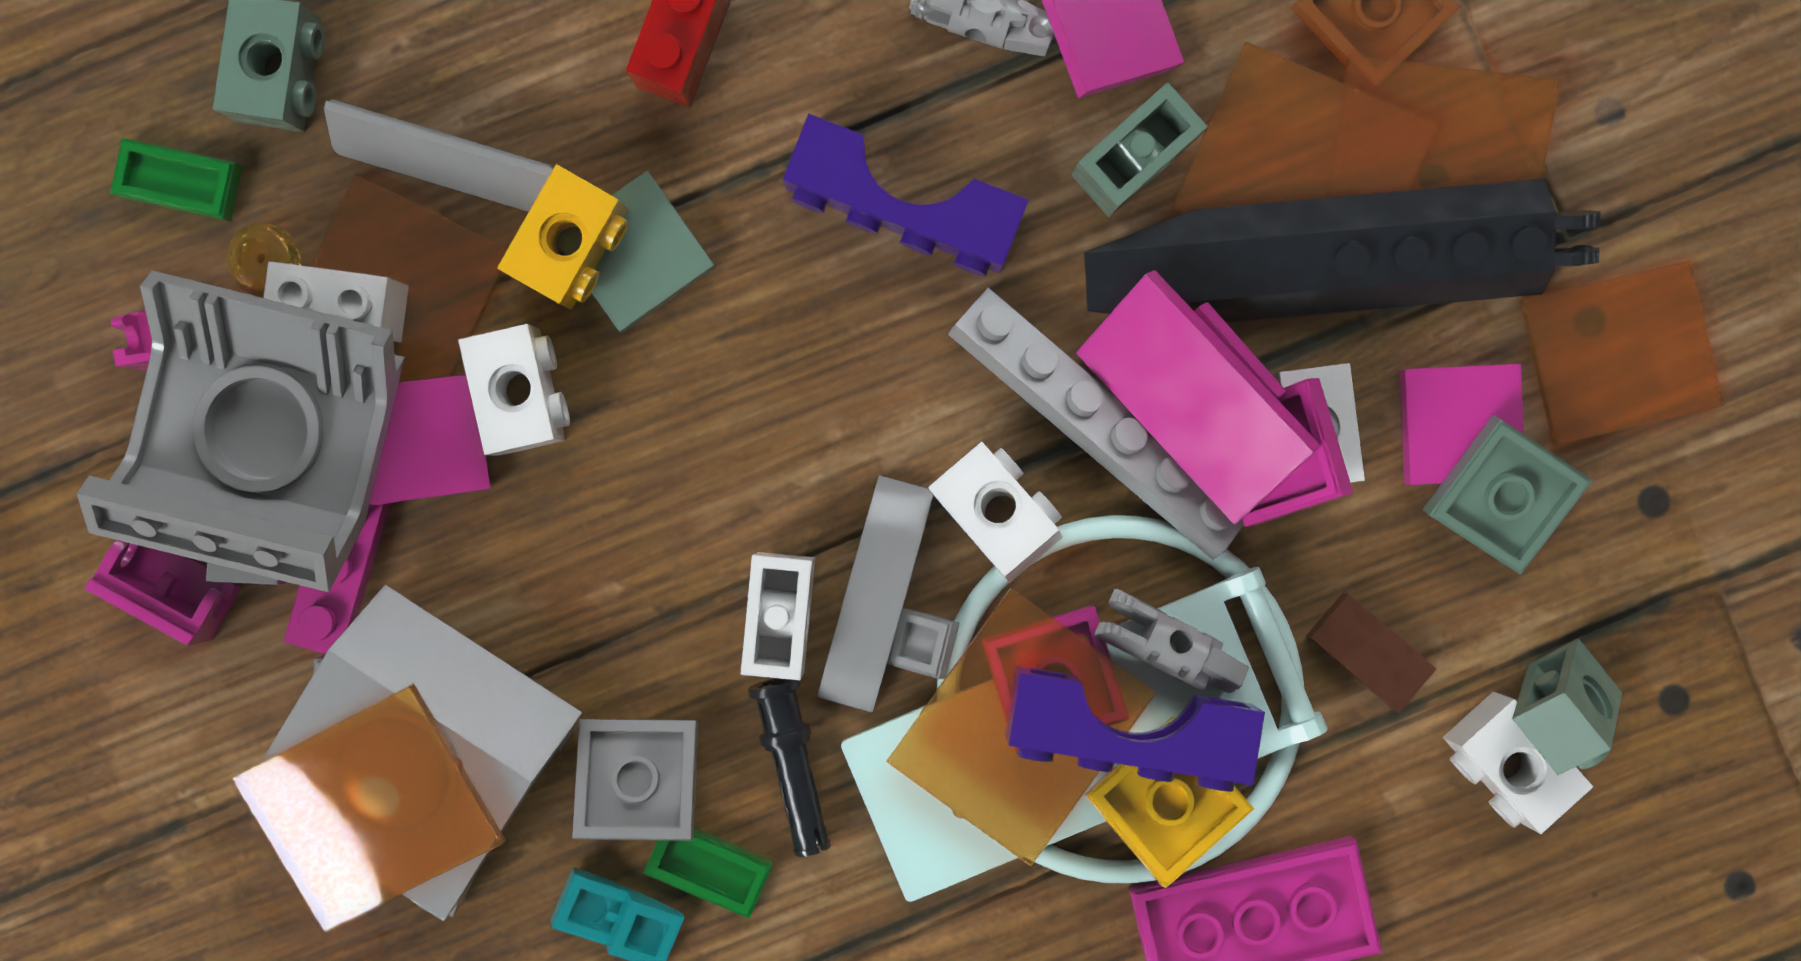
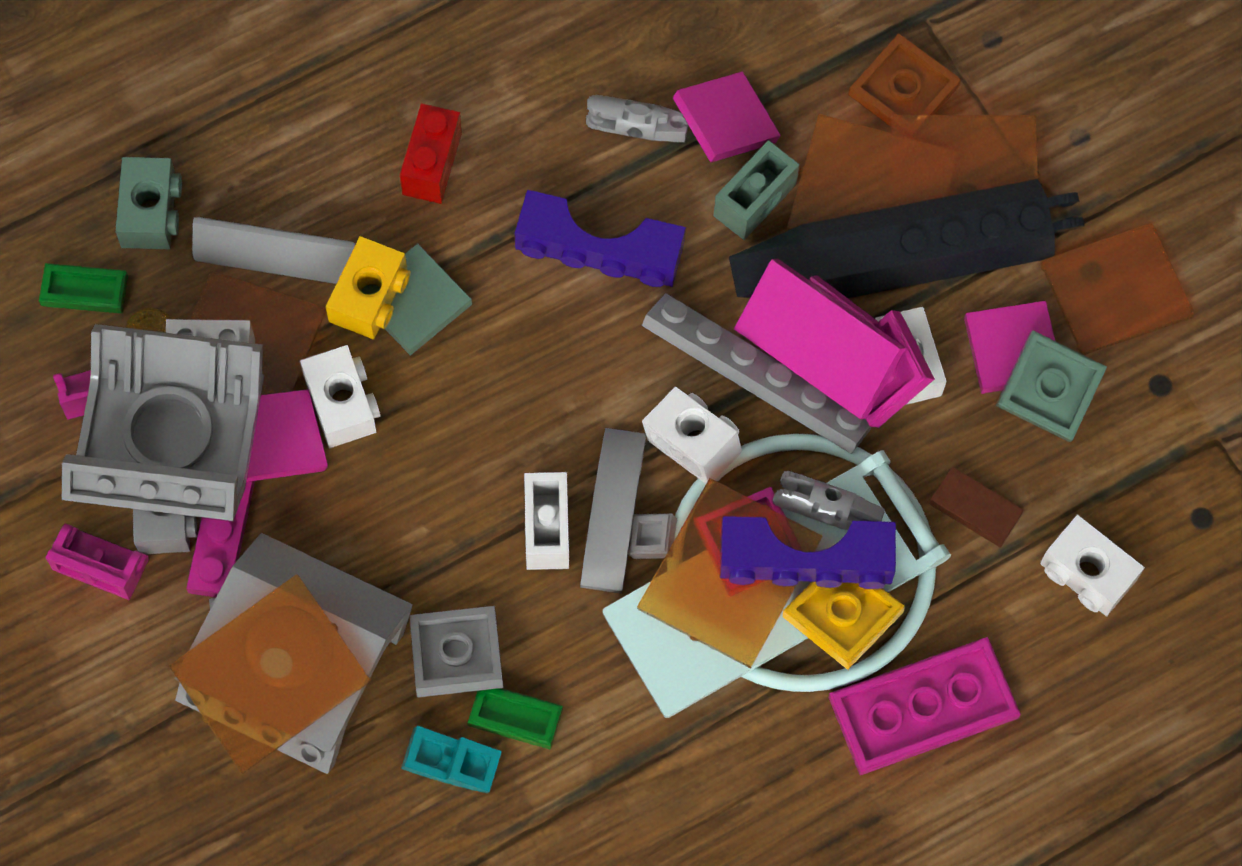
camera: 10 degrees left, 20 degrees down
(786, 739) = (562, 613): black pin -> none
(1568, 708) = (1116, 513): sand green brick -> none

